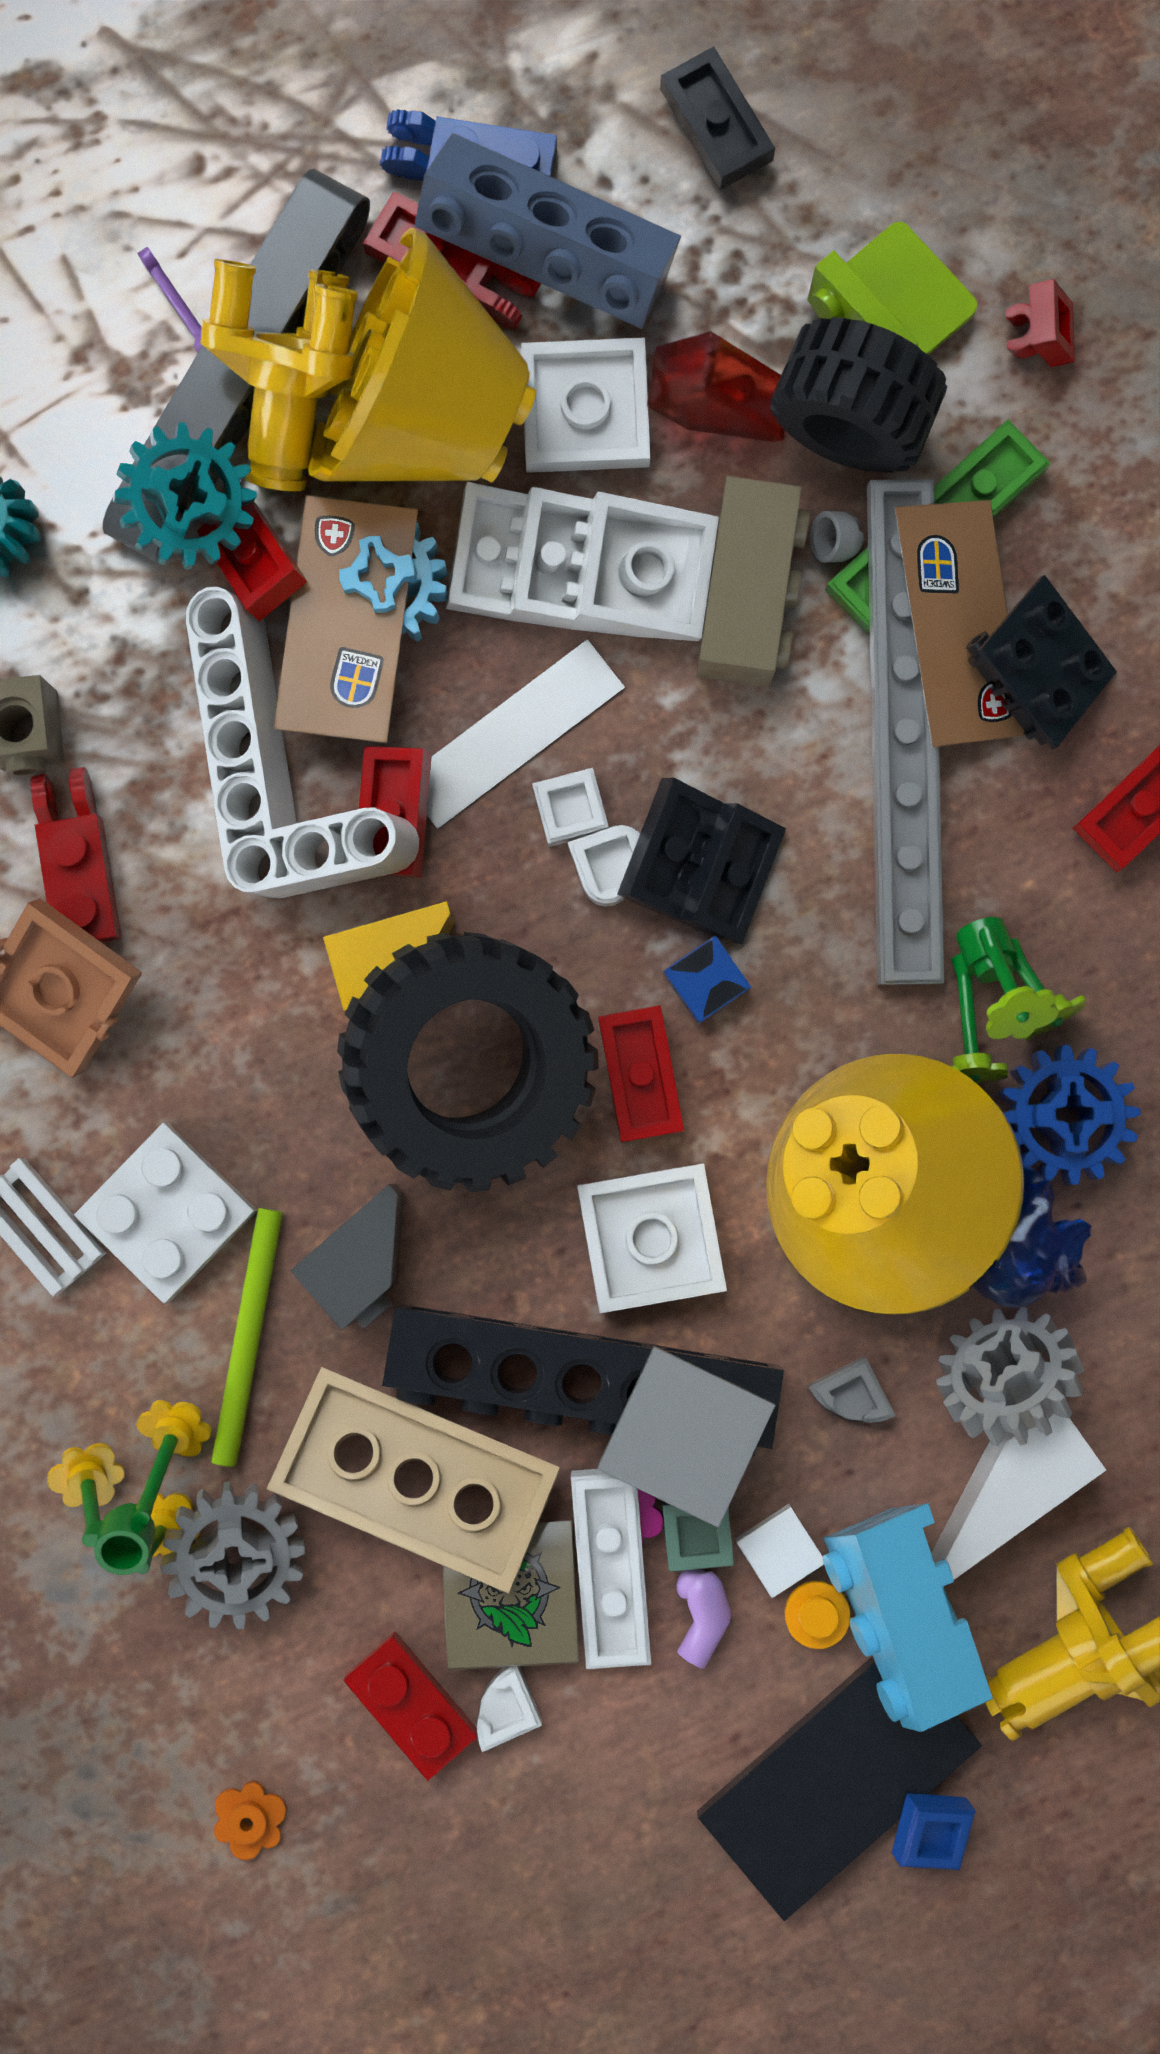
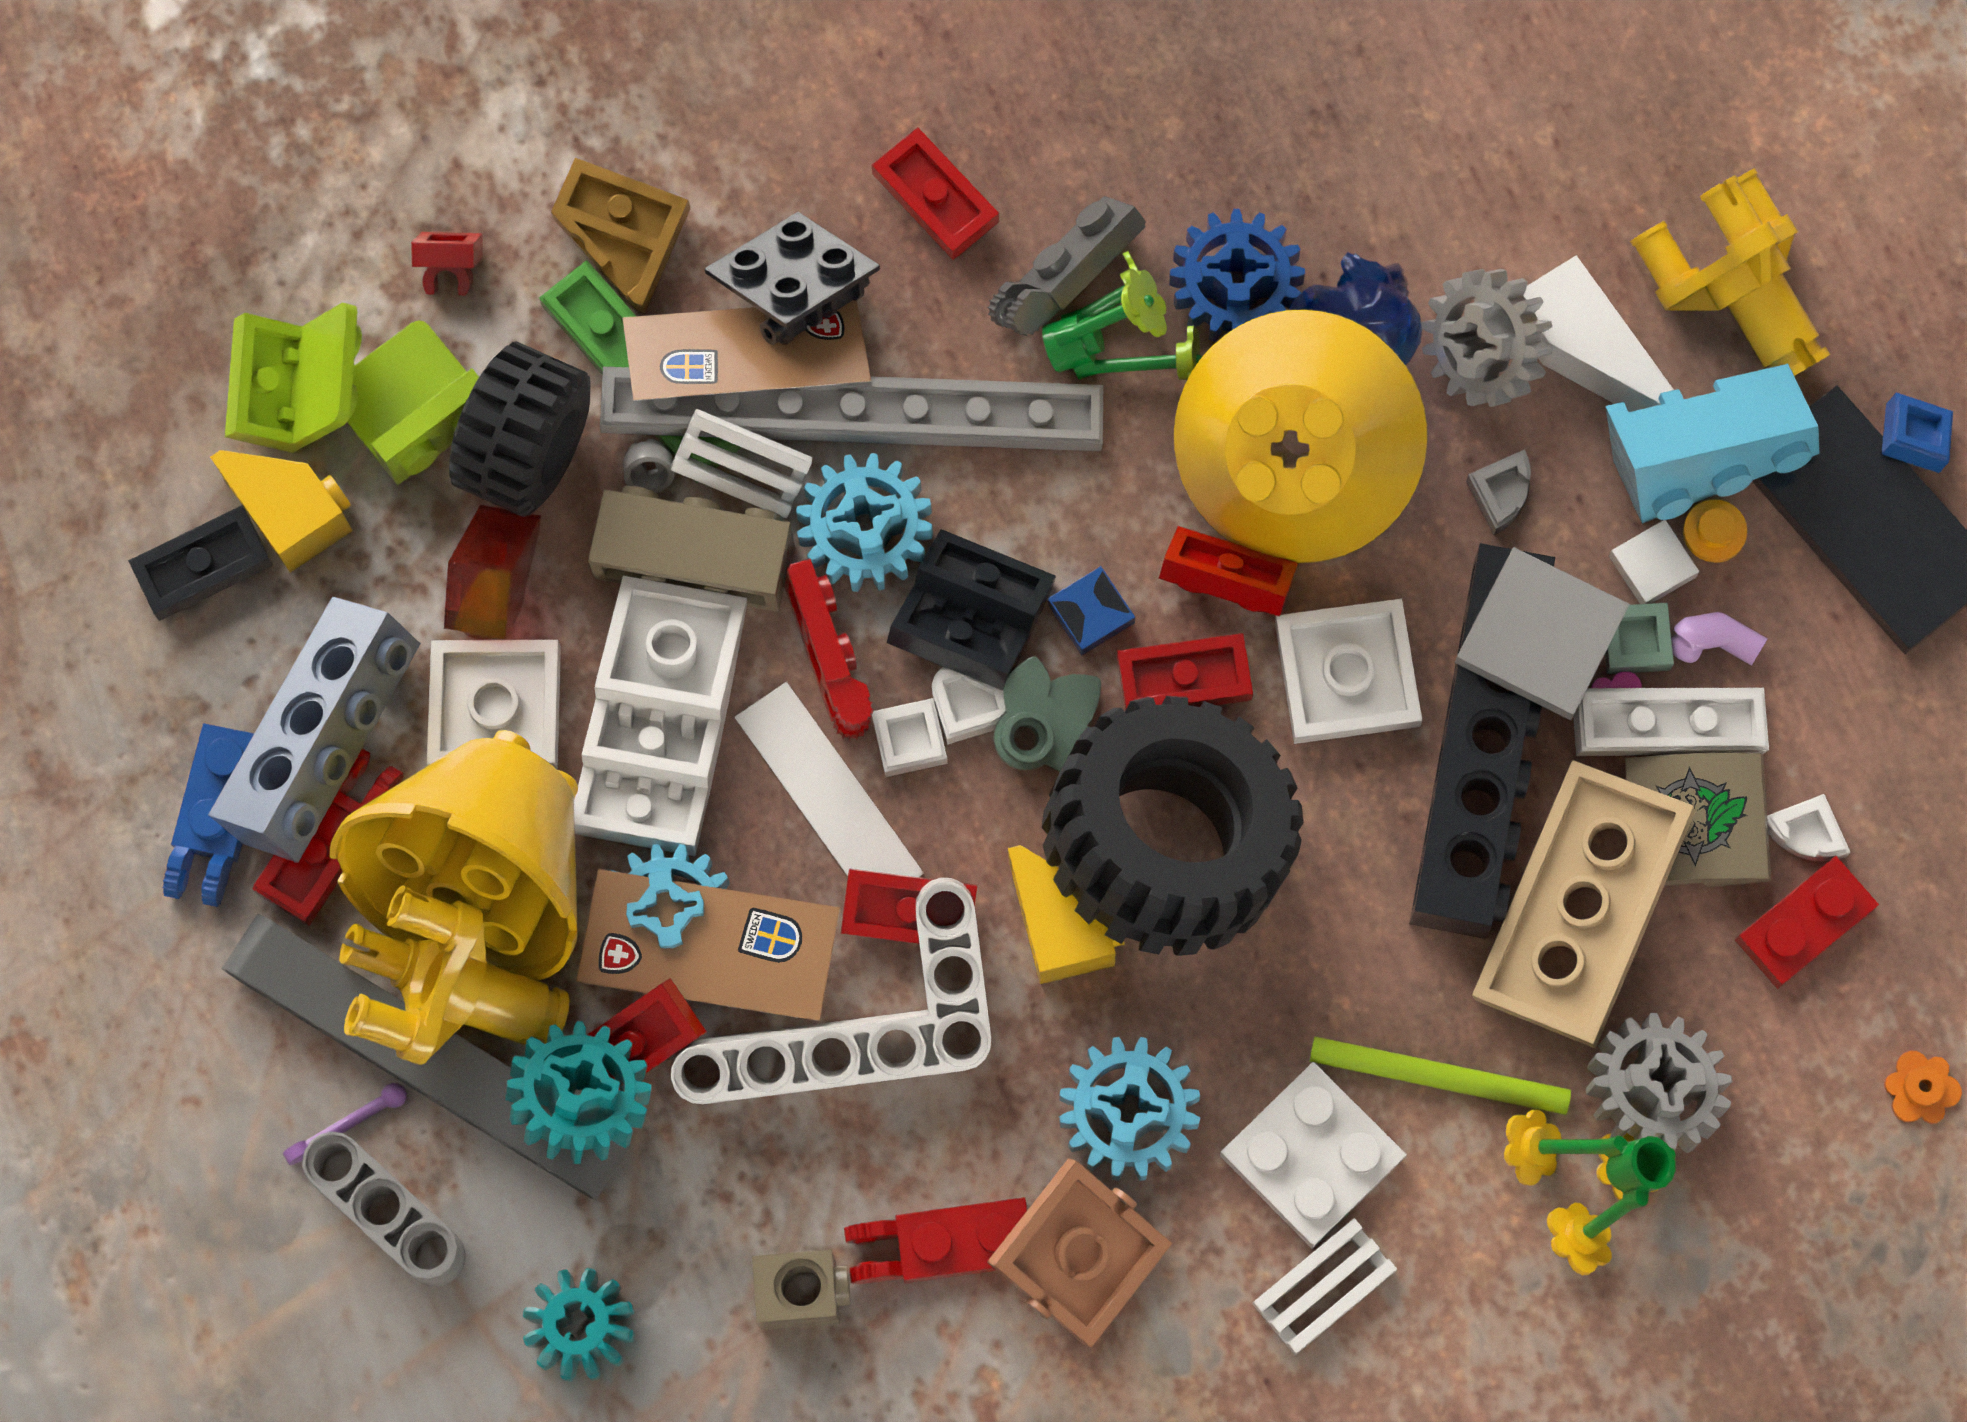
camera: 90 degrees left, 10 degrees down
(90, 310) = (358, 1191): none -> light grey beam
(196, 1058) = (1099, 1099): none -> medium azure gear
(357, 1262) = (1366, 954): dark grey slope -> none
(602, 944) = (1051, 709): none -> sand green plate
(648, 722) = (828, 653): none -> red hinge
(750, 1114) = (1228, 571): none -> red plate
(774, 190) = (287, 503): none -> yellow slope
(811, 742) = (886, 513): none -> medium azure gear
(830, 620) = (733, 485): none -> white tile
(906, 176) = (292, 379): none -> lime bracket
(1068, 940) = (1067, 266): none -> dark grey hinge
(1088, 494) = (621, 226): none -> pearl gold wing

